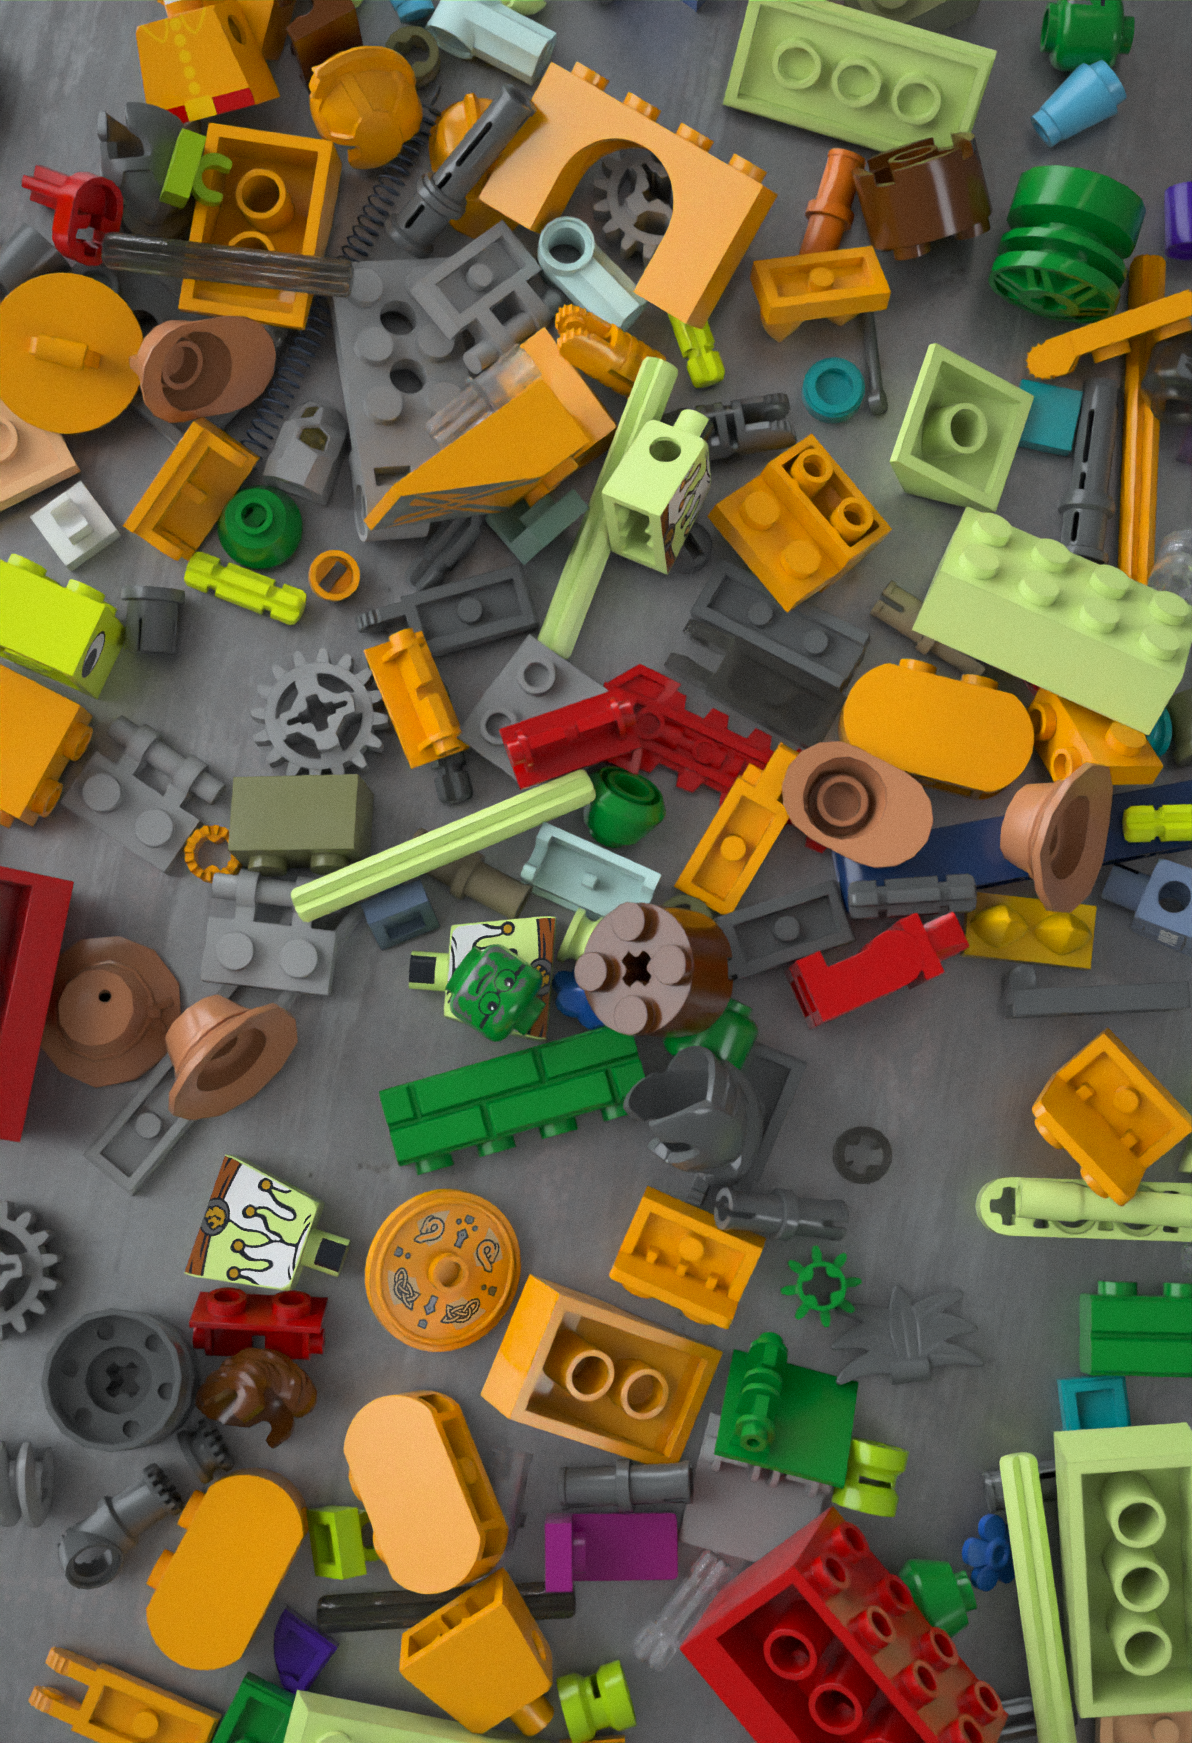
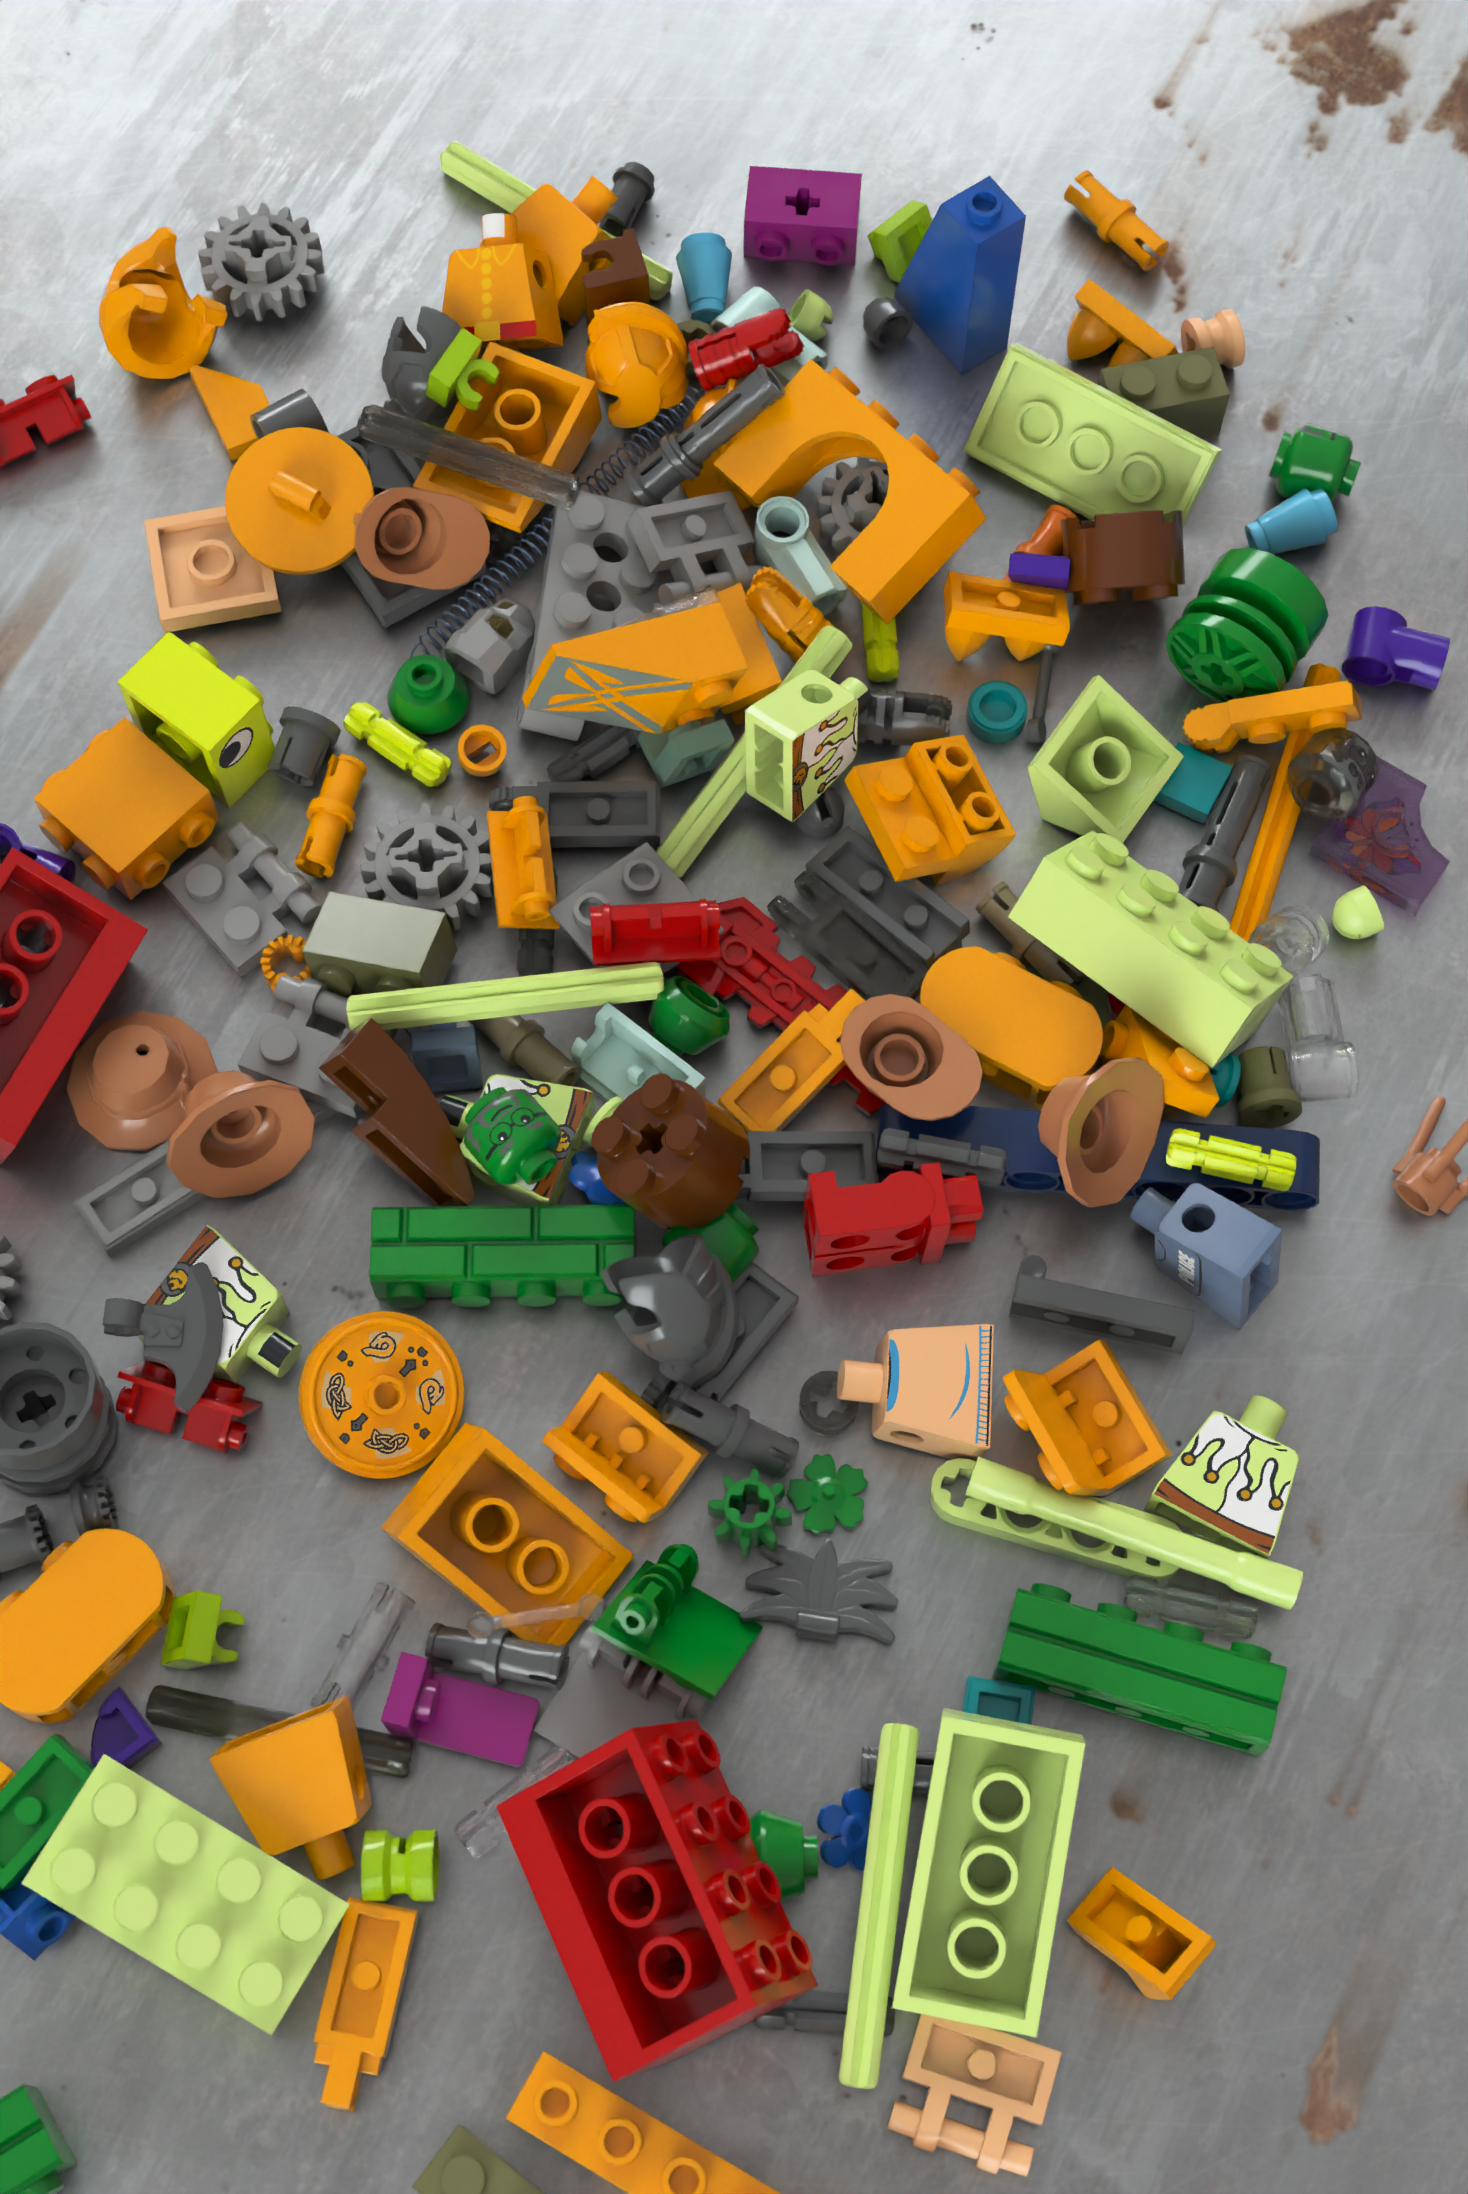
camera: 15 degrees right, 15 degrees down
(75, 526) = (261, 652): white tile -> none
(78, 203) = (356, 379): red piece -> none
(191, 490) = (373, 641): light orange hinge -> none
(204, 685) = (331, 816): none -> light orange pin
(238, 1274) = (179, 1335): none -> dark grey piece
(258, 1388) = (162, 1462): reddish brown hair -> none
(376, 993) = (400, 1115): none -> reddish brown slope
(425, 1491) = (294, 1598): light orange brick -> none
(472, 56) = (743, 348): none -> red hinge
(696, 1413) = (589, 1607): none -> clear hinge
(844, 234) = (1039, 570): none -> dark purple tile
(876, 1462) = (747, 1714): lime wheel -> none
(884, 1241) = (828, 1496): none -> green plant
(955, 1121) = (928, 1389): none -> light nougat torso
(1026, 933) = (1067, 1239): yellow tile -> none

